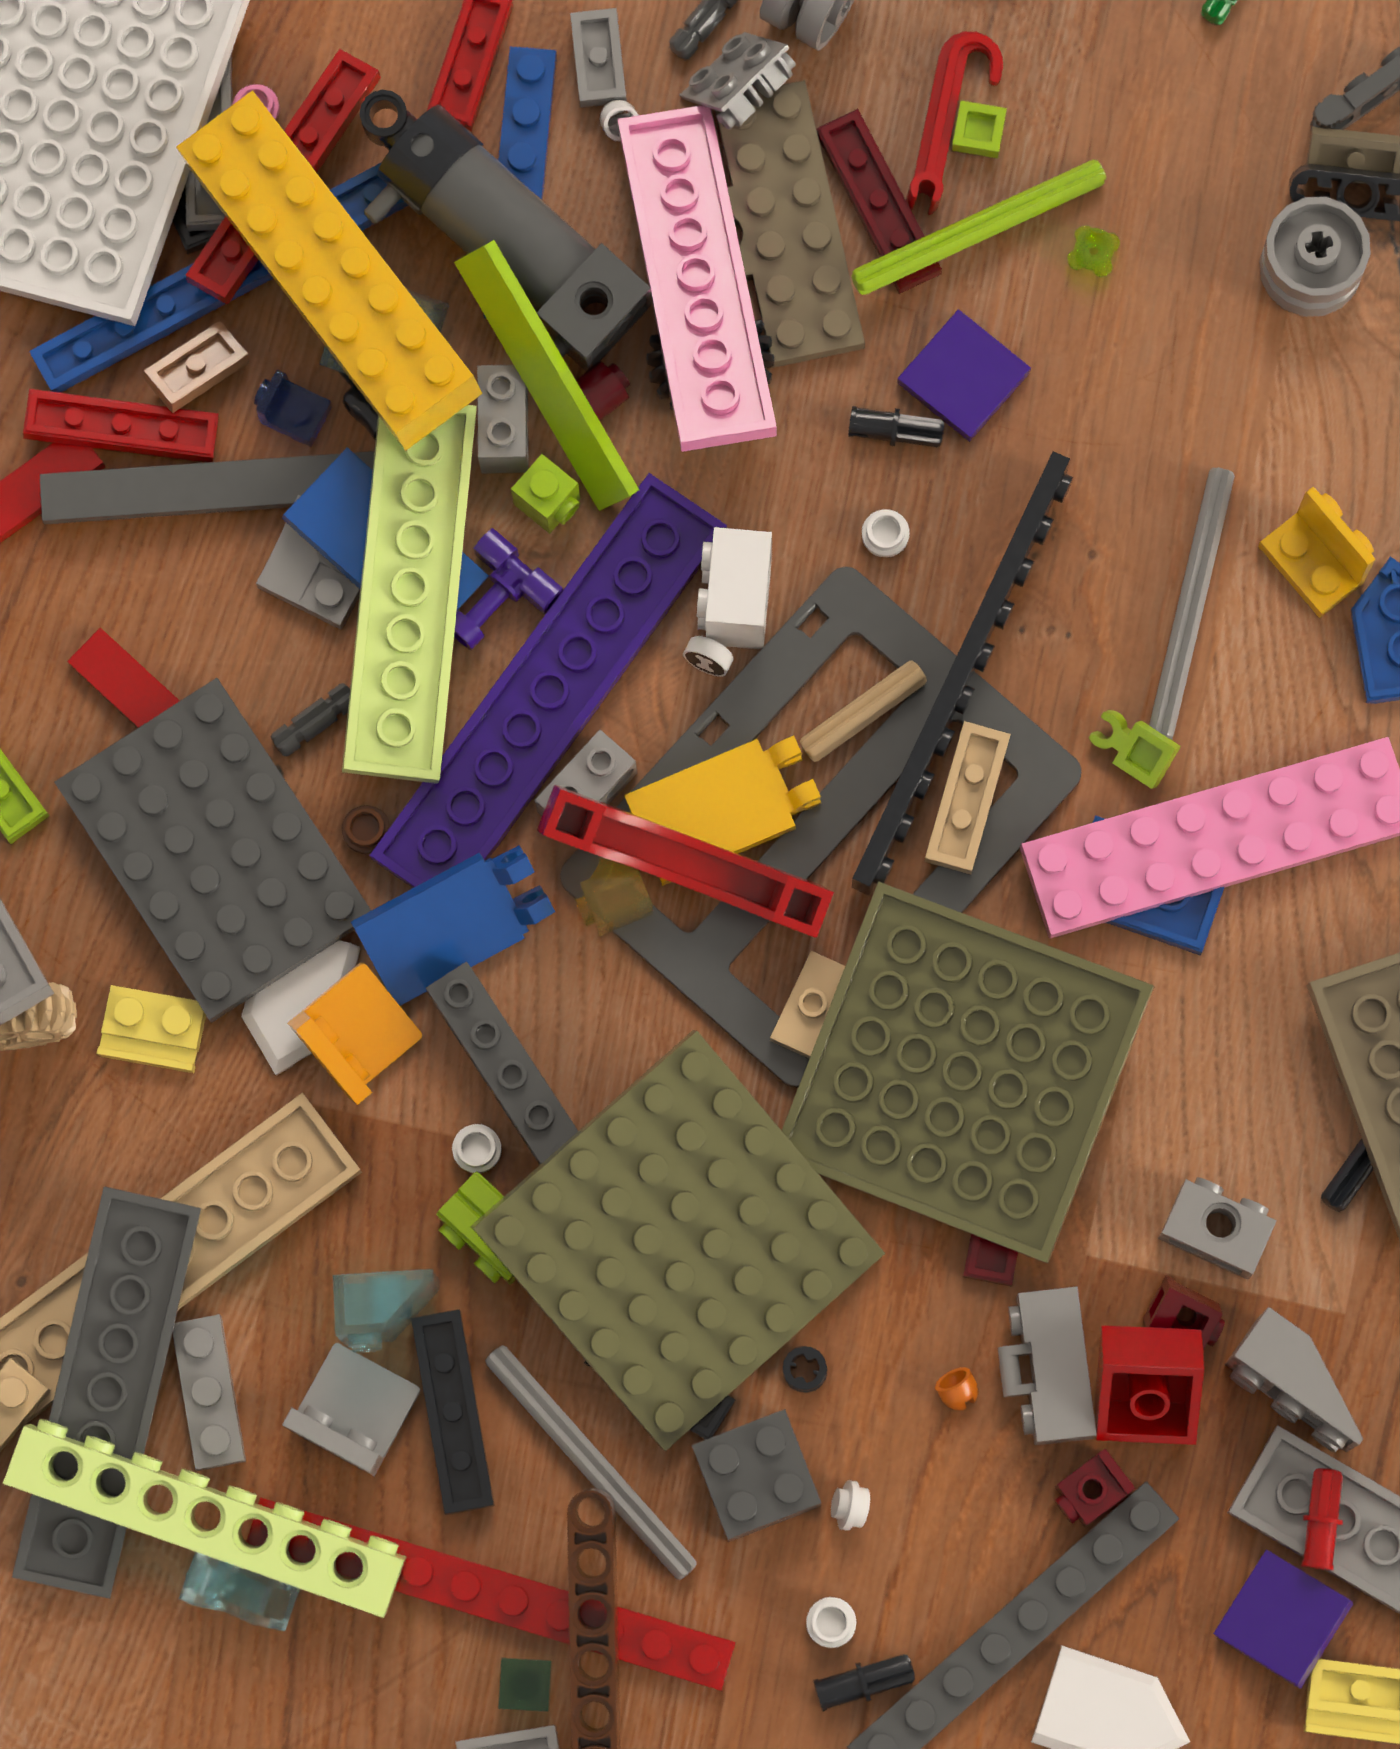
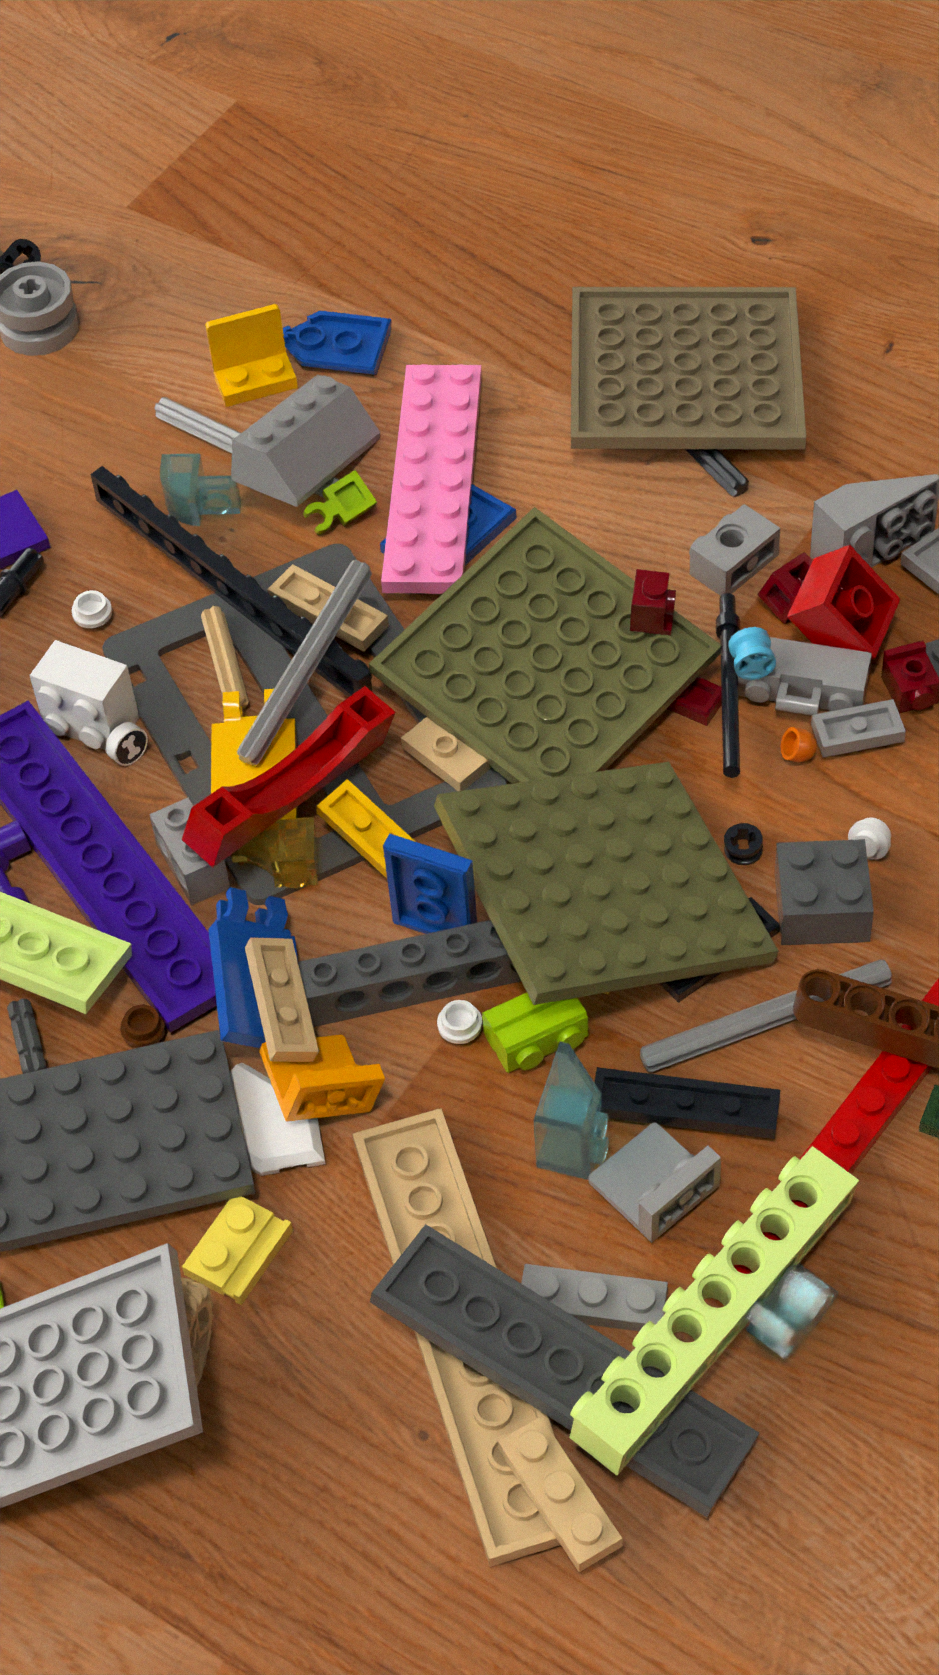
camera: 70 degrees left, 25 degrees down
(414, 963) = (281, 1000): none -> tan plate
(588, 1064) = (428, 886): none -> blue tile
(667, 977) = (359, 822): none -> yellow plate
(854, 811) = (304, 663): none -> light grey axle
(1003, 1448) = (858, 728): none -> light grey plate
(1031, 1303) = (752, 653): none -> medium azure wheel
(1054, 1170) = (652, 603): none -> dark red brick
(1091, 560) = (191, 493): none -> clear light blue brick
(1103, 1257) = (727, 625): none -> black bar
(1197, 674) = (303, 441): none -> light grey slope

